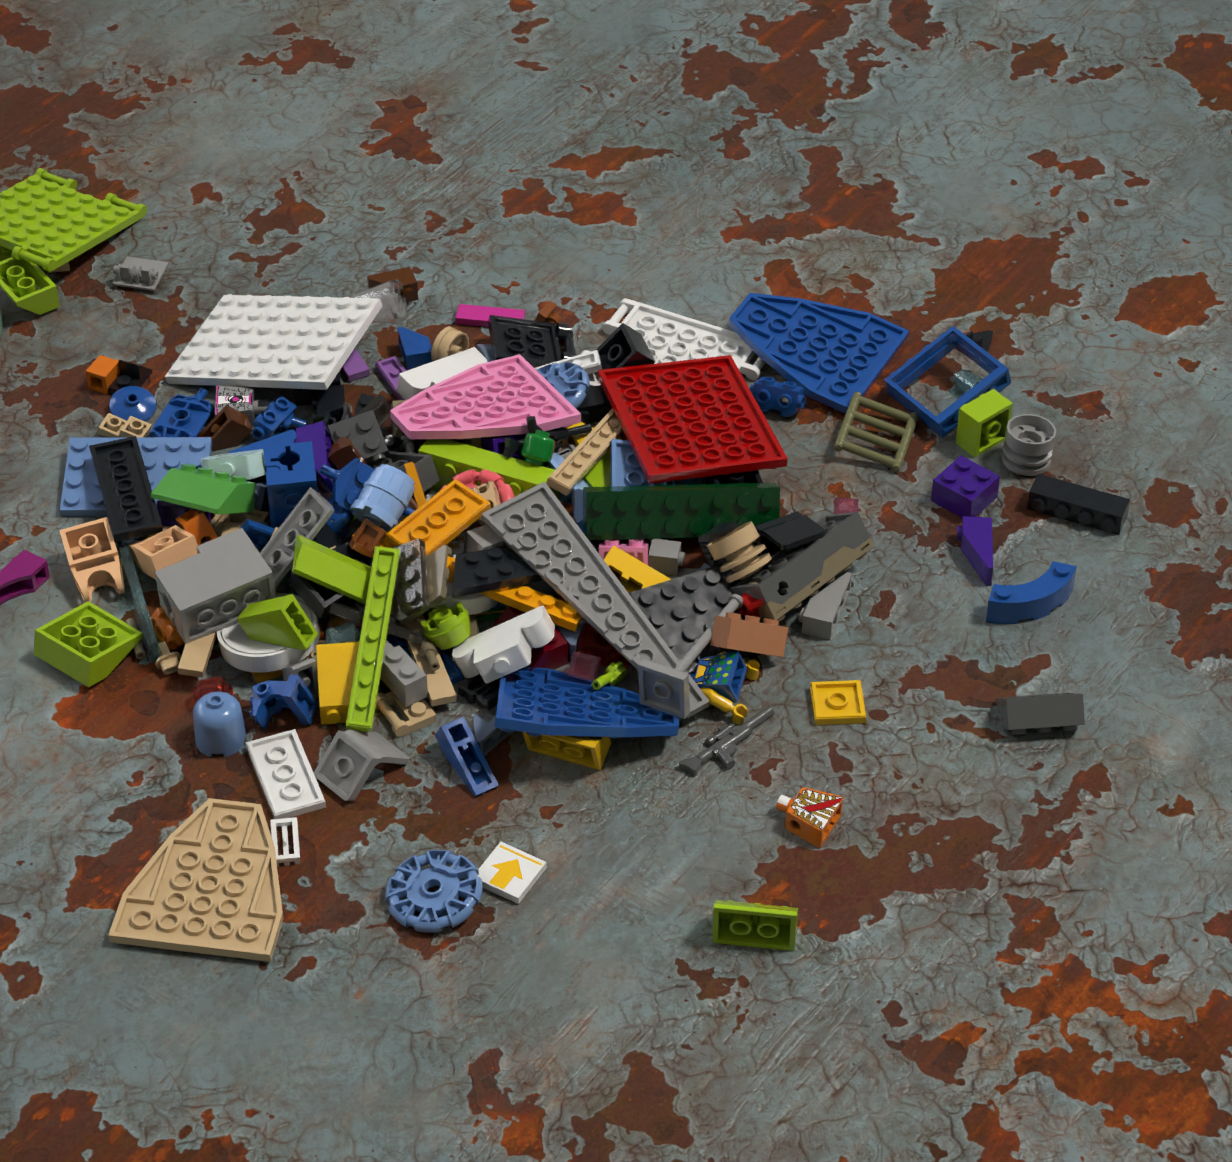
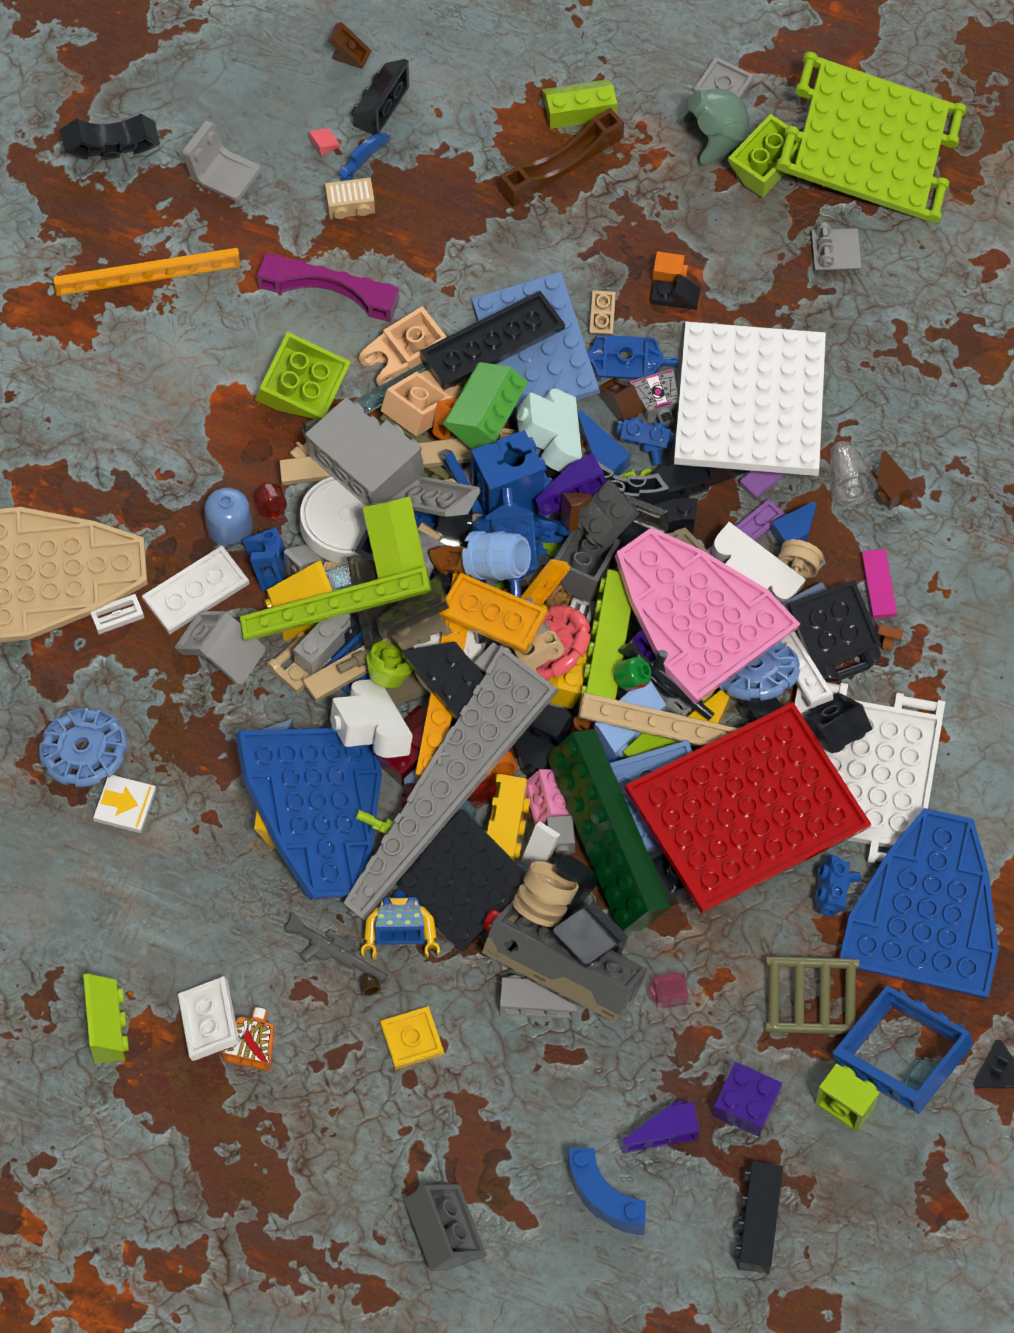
camera: 75 degrees right, 20 degrees up
(142, 407) = (639, 318): blue dish -> none
(278, 623) = (332, 521): lime slope -> none
(466, 756) = (256, 715): blue slope -> none
(584, 666) = (382, 798): clear pink brick -> none
(668, 687) = (348, 871): light grey tile -> none
(675, 559) = (540, 844): none -> white tile
(749, 634) = (448, 932): nougat brick -> none
(774, 719) = (369, 985): none -> dark brown hinge
(779, 838) = (208, 1018): none -> white tile
(1028, 444) = (833, 1137): light grey wheel -> none

